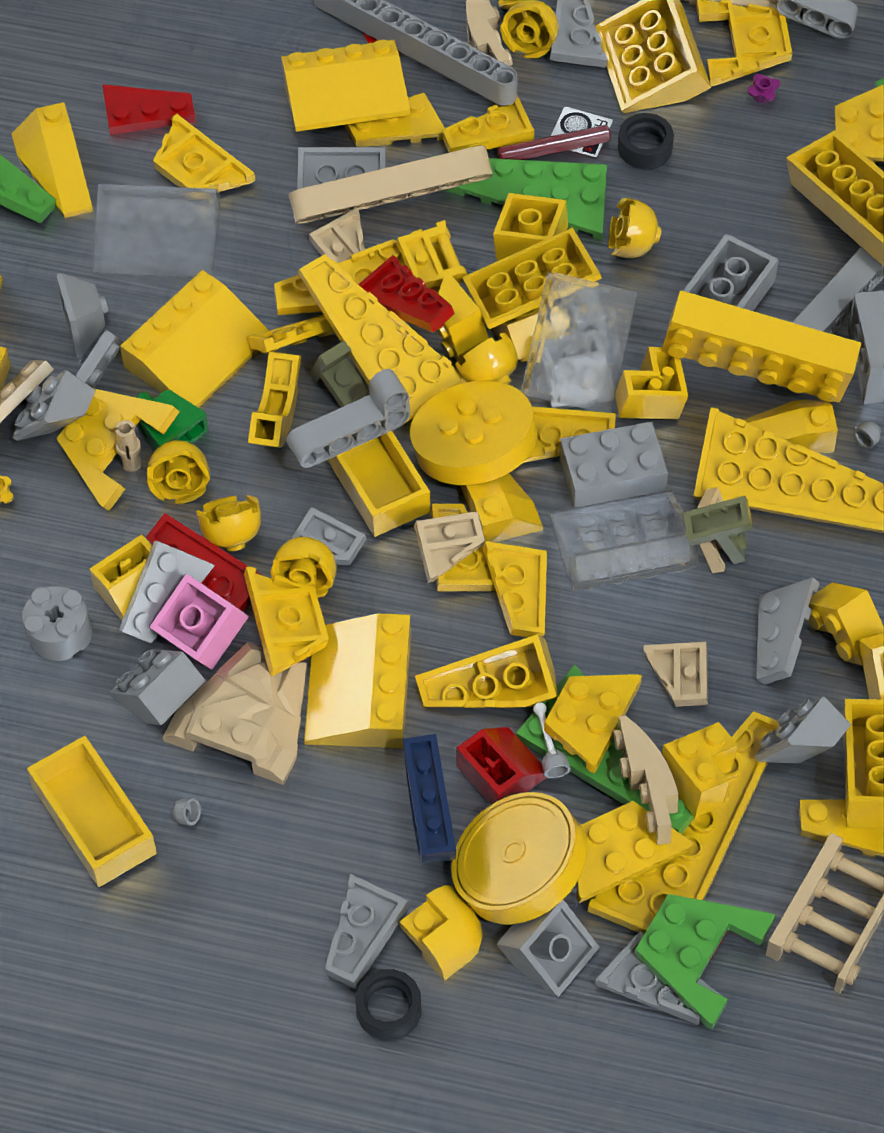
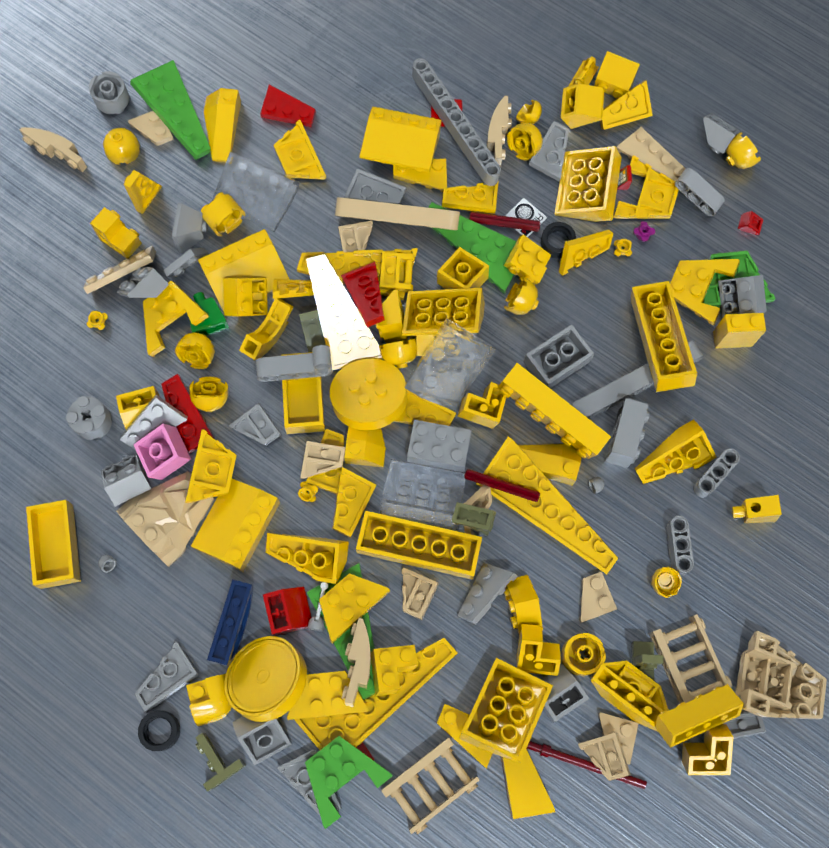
camera: 20 degrees right, 15 degrees up
(126, 274) = (222, 214): none -> yellow brick
(128, 445) = (174, 324): tan pin -> none
(217, 371) = (245, 296): none -> yellow slope
(306, 562) = (237, 439): yellow cylinder -> none
(441, 606) = (304, 494): none -> yellow plate
(500, 1010) = (216, 763): none -> olive bracket
(614, 177) = (527, 260): none -> yellow plate
(653, 602) = (419, 545): none -> yellow brick
(688, 136) = (582, 248): none -> yellow wing
(701, 28) = (625, 178): none -> slope
(734, 478) = (502, 485): none -> dark red axle
(744, 118) = (623, 243): none -> yellow plate
(803, 733) = (460, 670): light grey slope -> none

